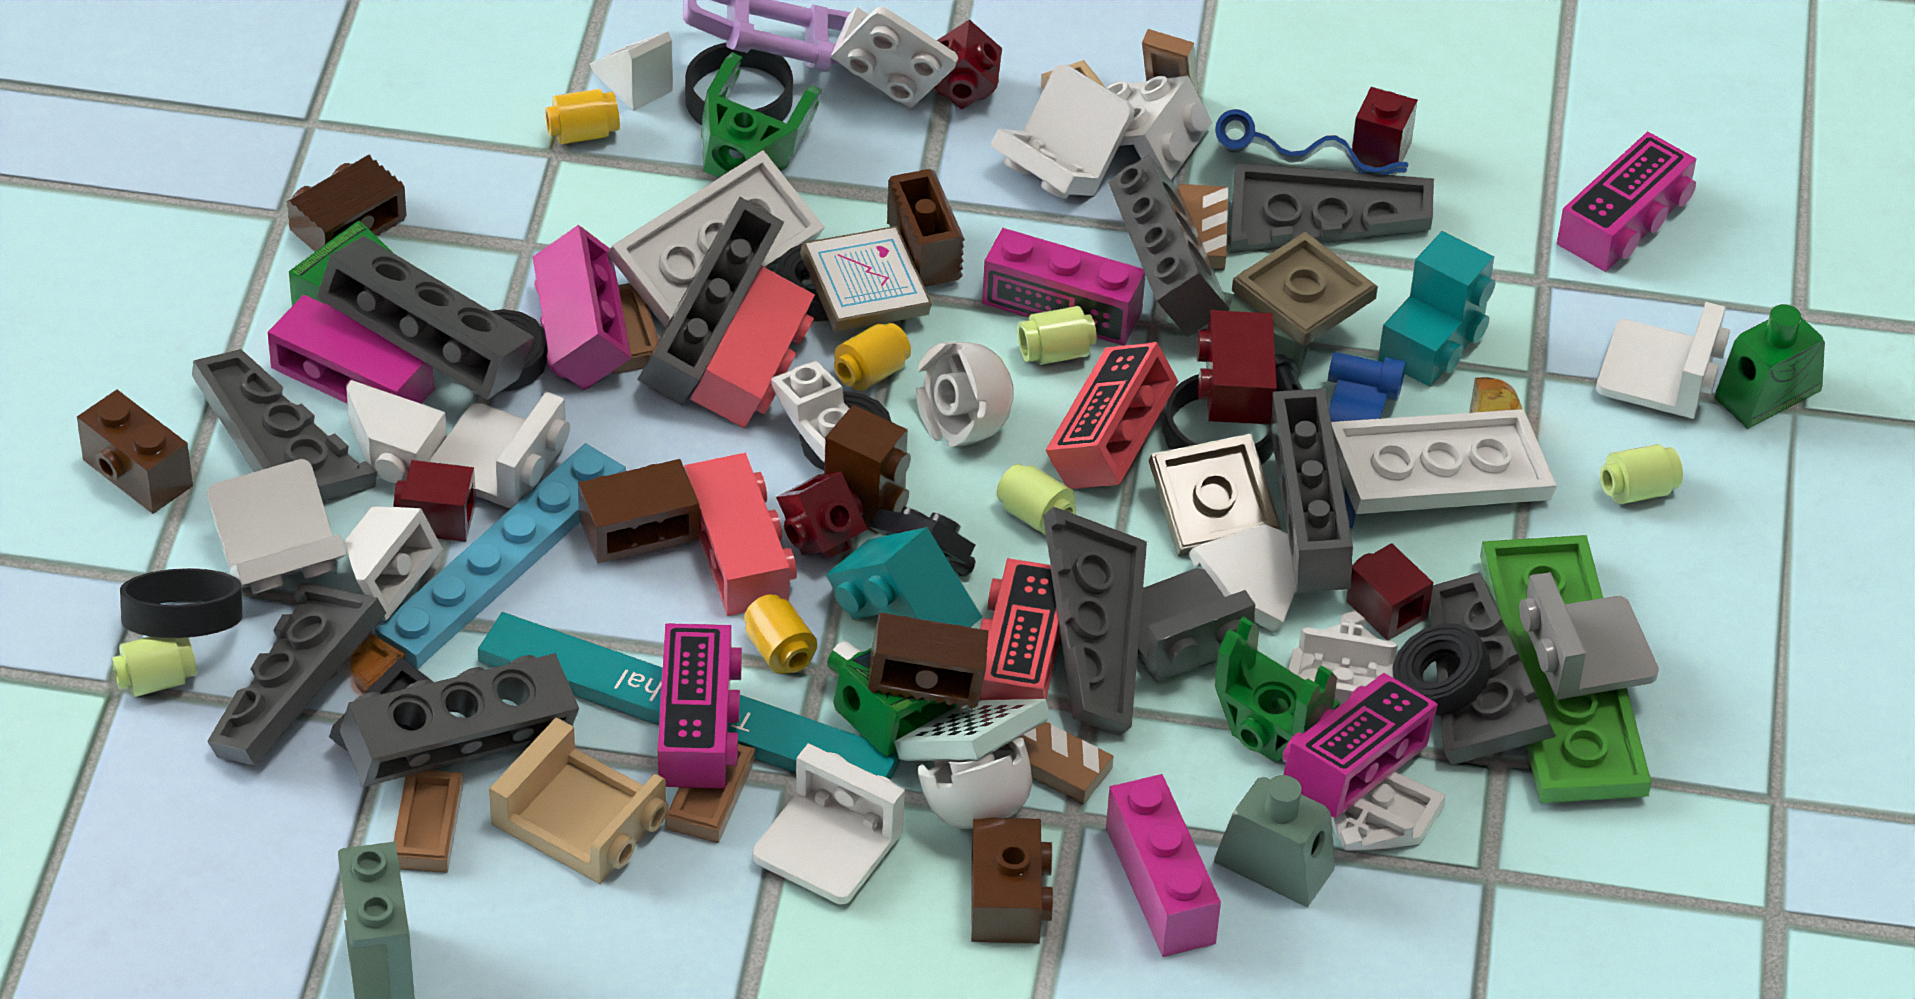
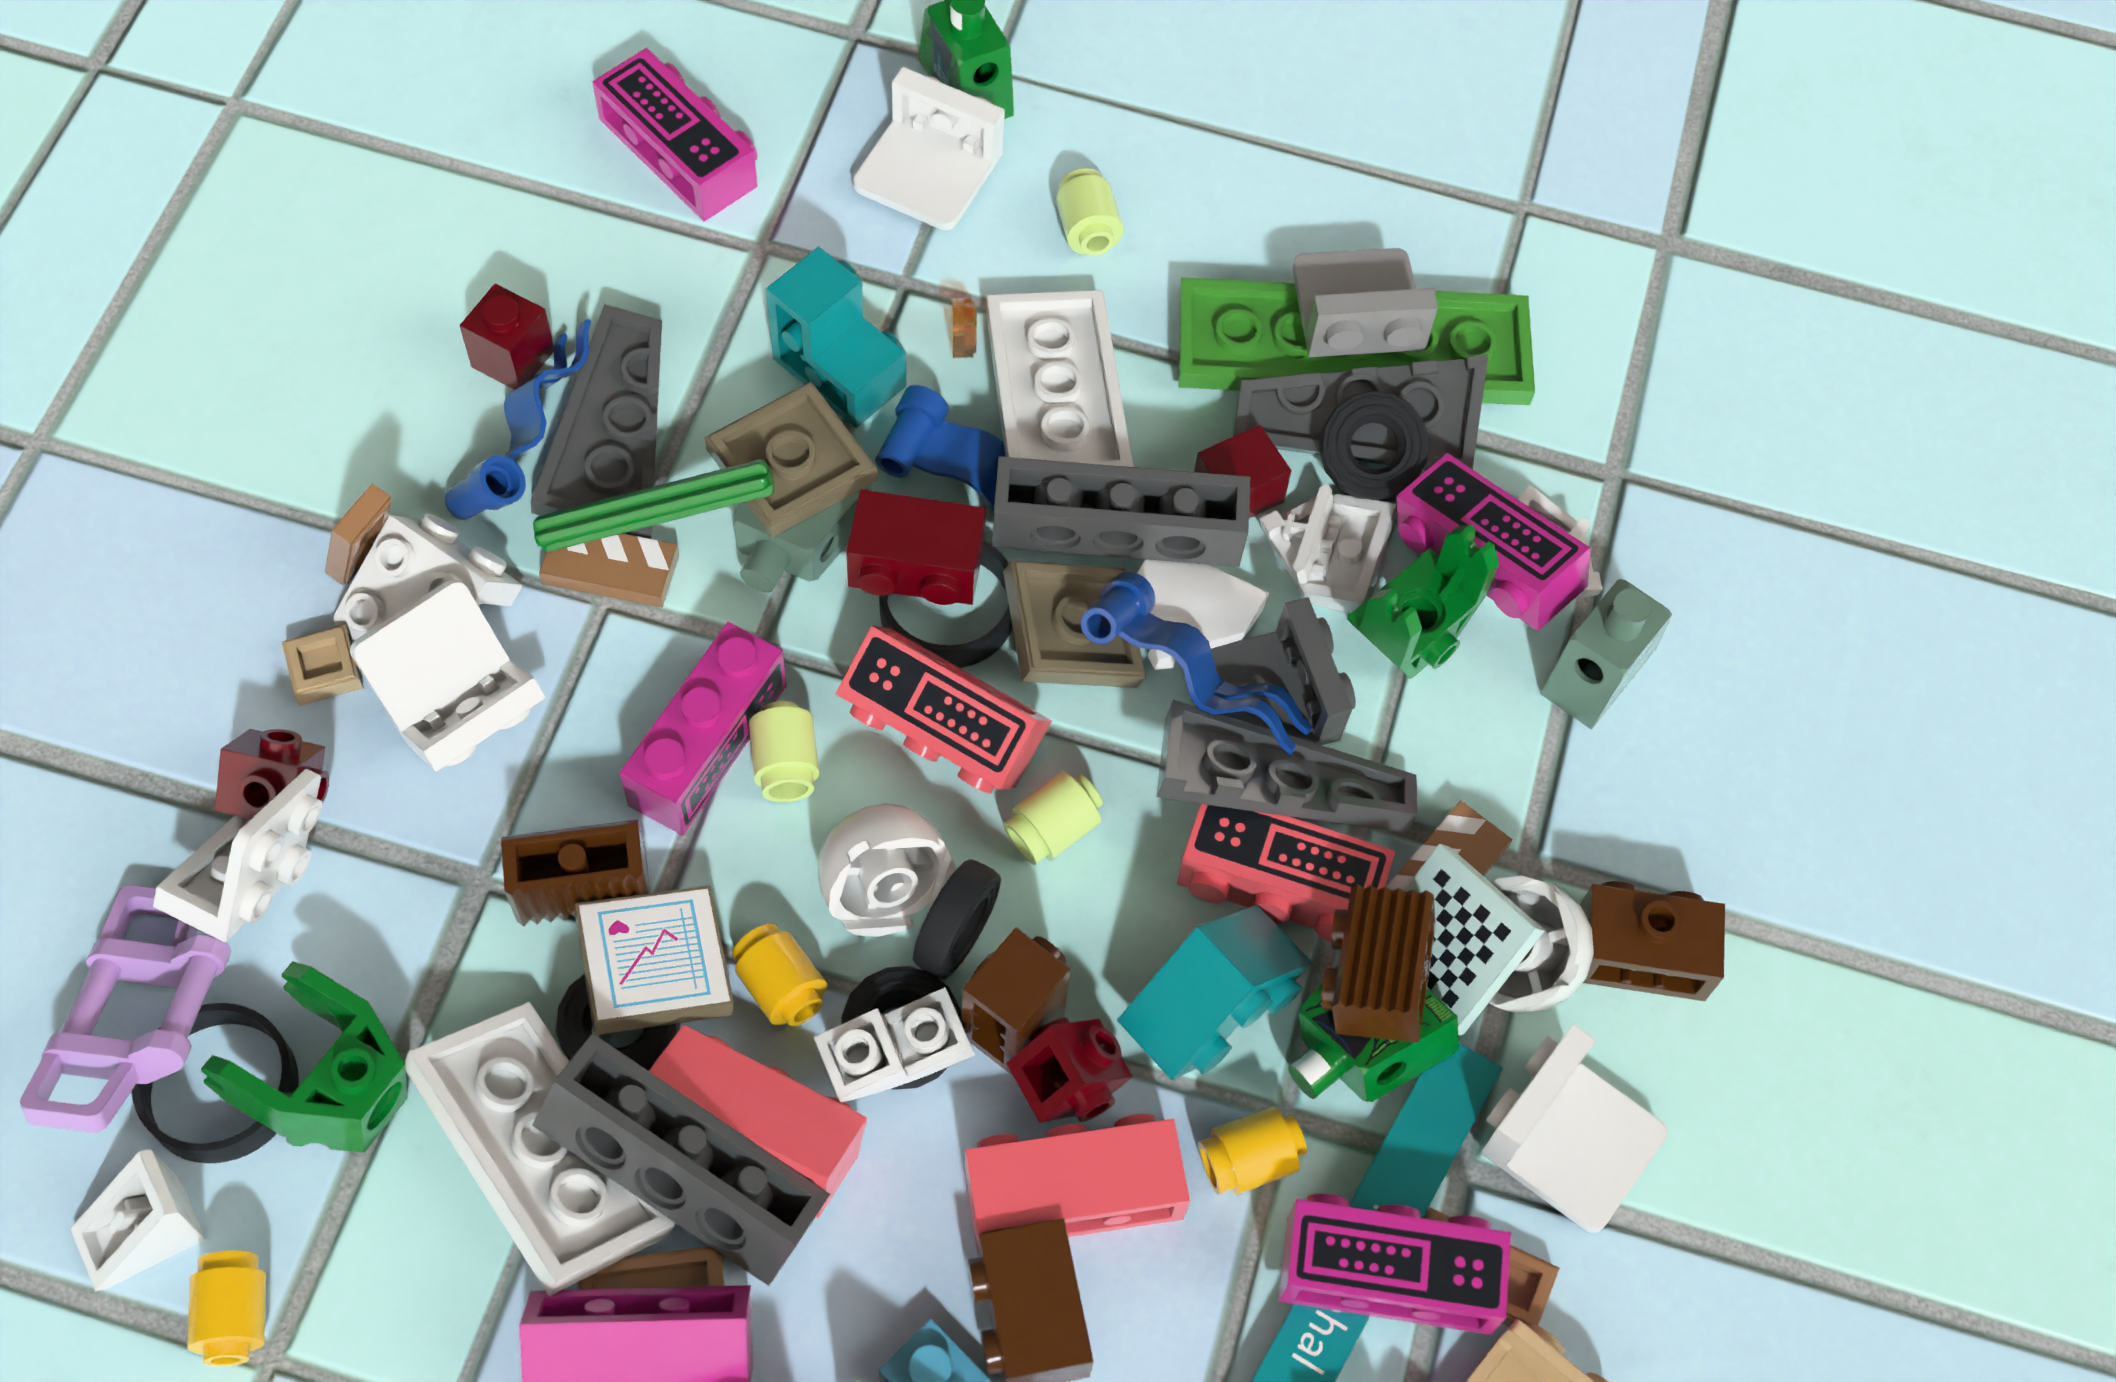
camera: 85 degrees left, 15 degrees up
(943, 529) = (1148, 938): black plate -> none
(948, 423) = (956, 918): none -> black tyre
(1163, 865) = (1634, 772): dark pink brick -> none
(1168, 245) = (679, 592): dark grey brick -> none
(1192, 540) = (1126, 612): none -> blue flag
(1237, 215) = (654, 505): none -> axle

